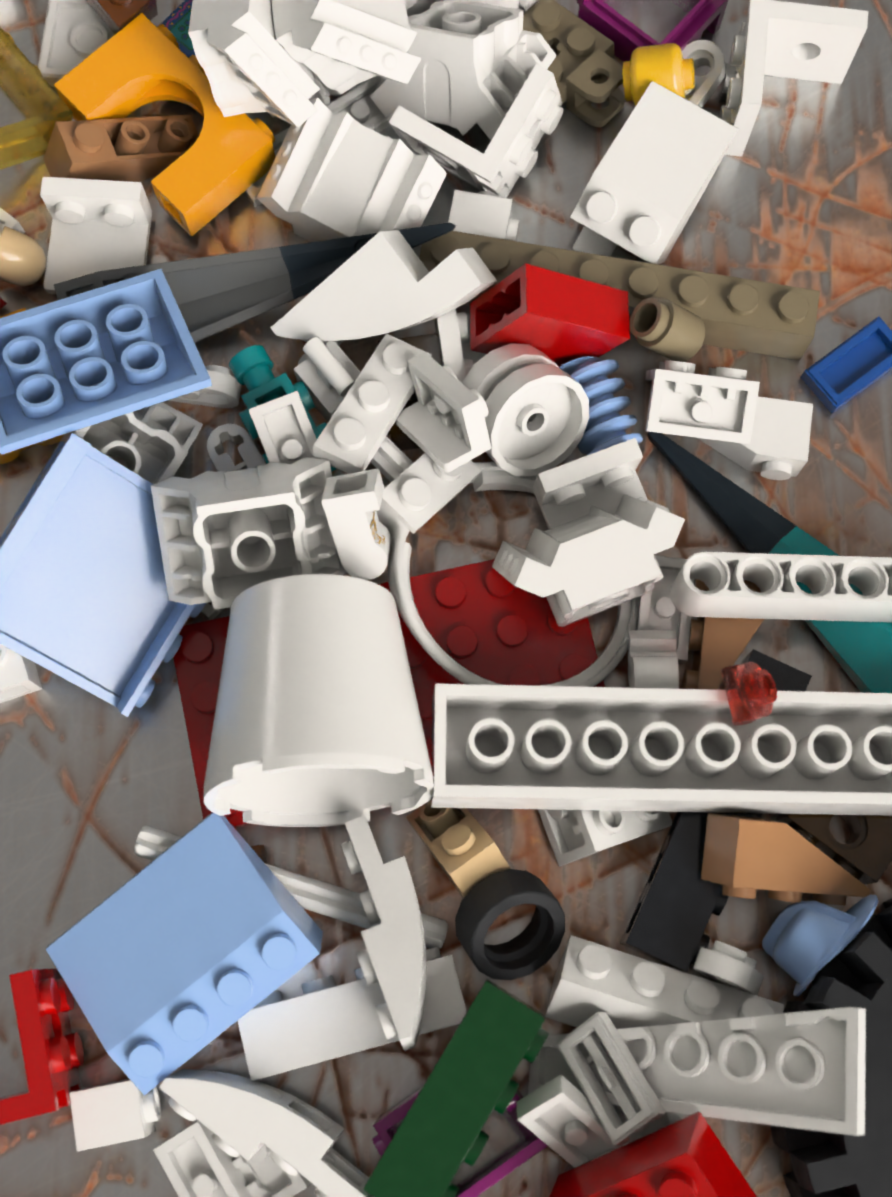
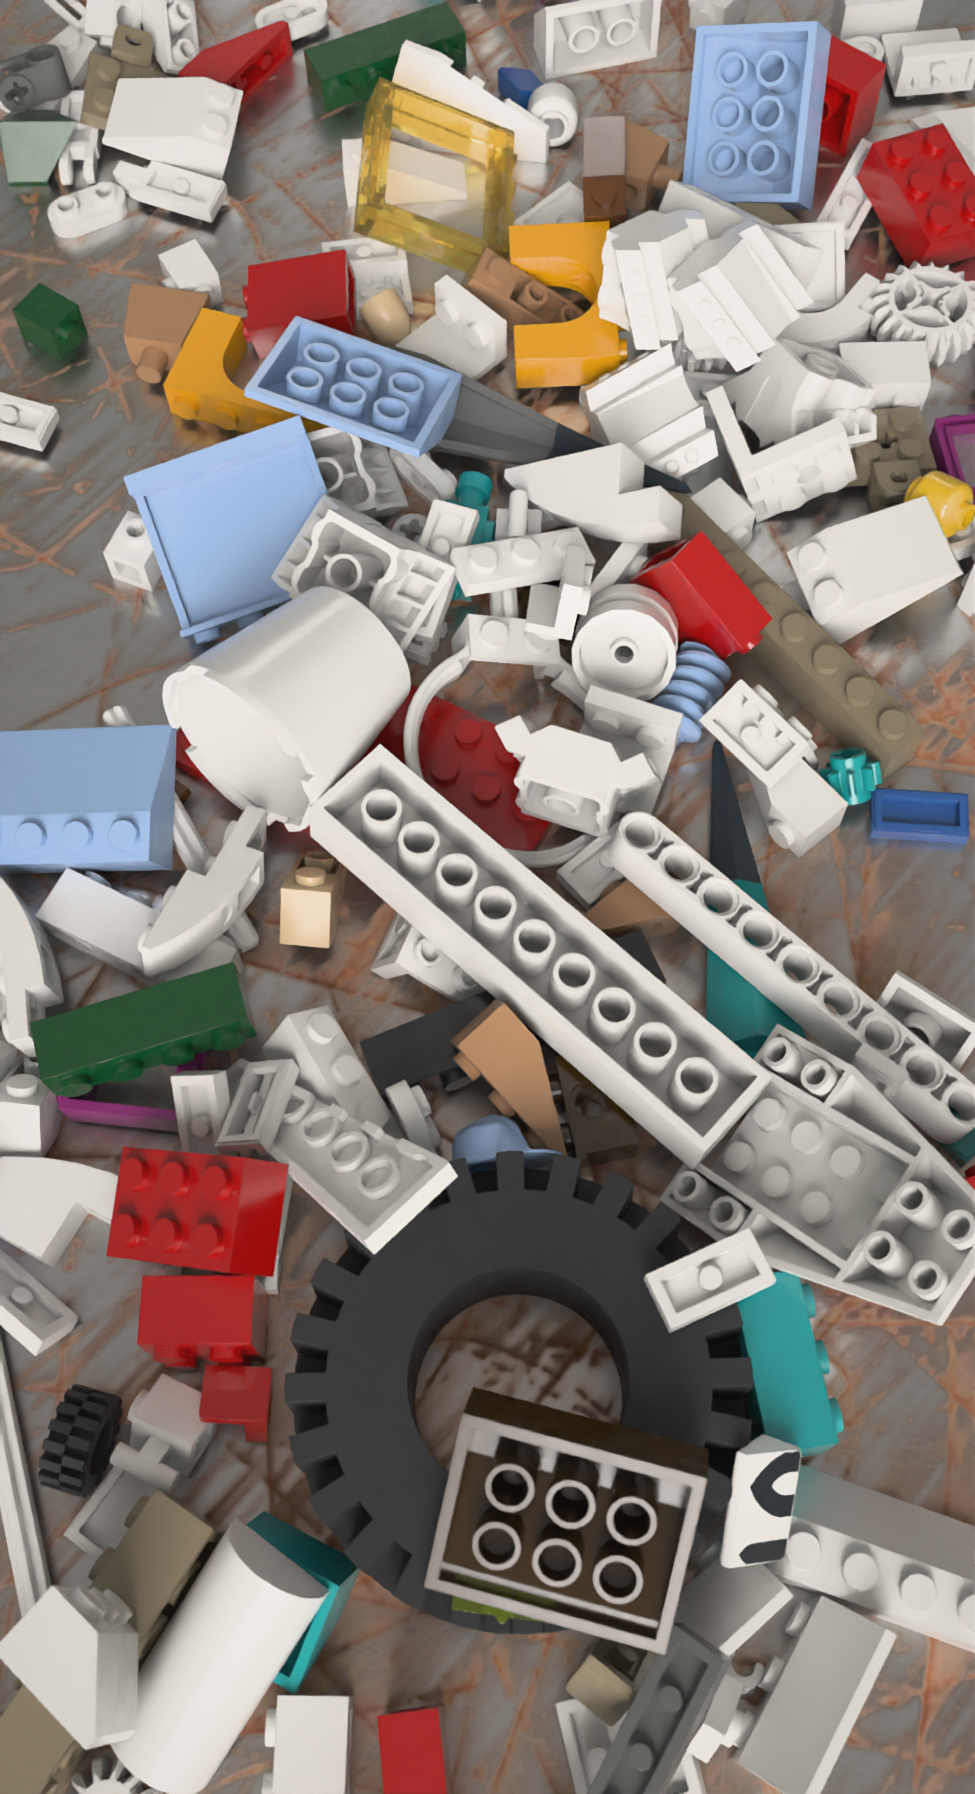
camera: 45 degrees right, 10 degrees down
(351, 513) = (435, 619): white leg -> none
(527, 950) = (268, 990): black tyre -> none
(652, 659) = (563, 874): white leg -> none
(667, 329) = (780, 666): dark tan brick -> none
(748, 692) = (588, 919): clear red plate -> none
(786, 374) = (852, 774): none -> teal gear

